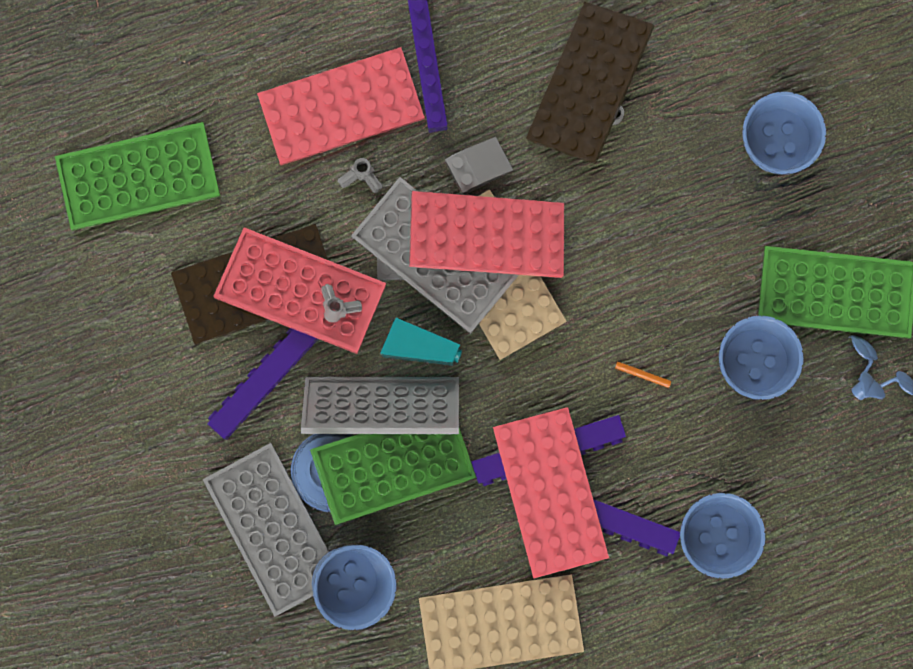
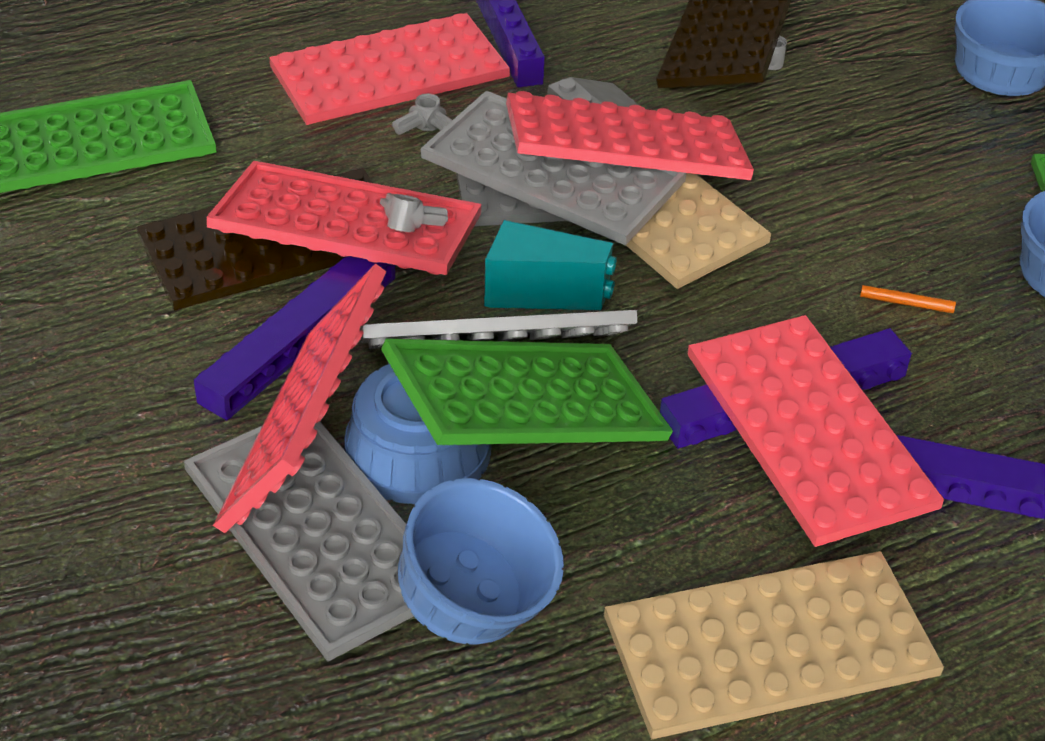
camera: 10 degrees left, 40 degrees down
(266, 466) = (301, 401): none -> coral plate

